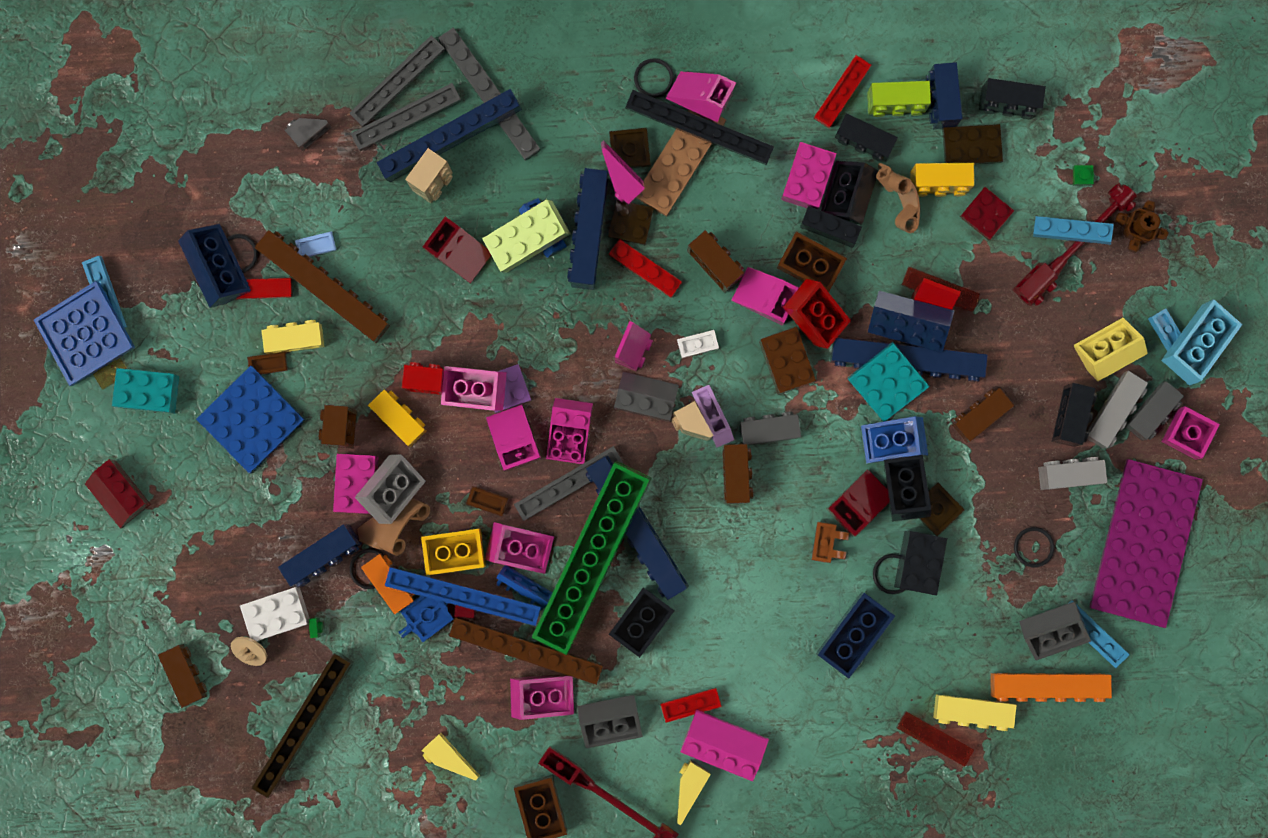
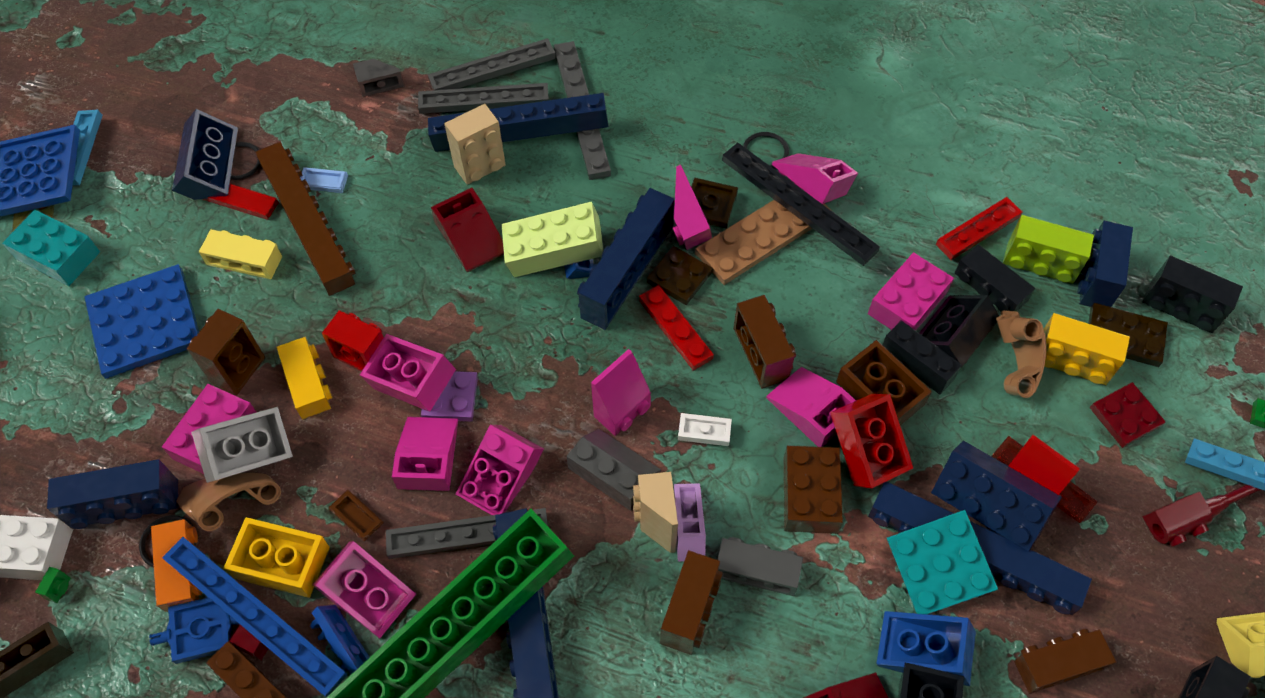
camera: 20 degrees right, 25 degrees down
(269, 363) = (201, 271): reddish brown tile -> none

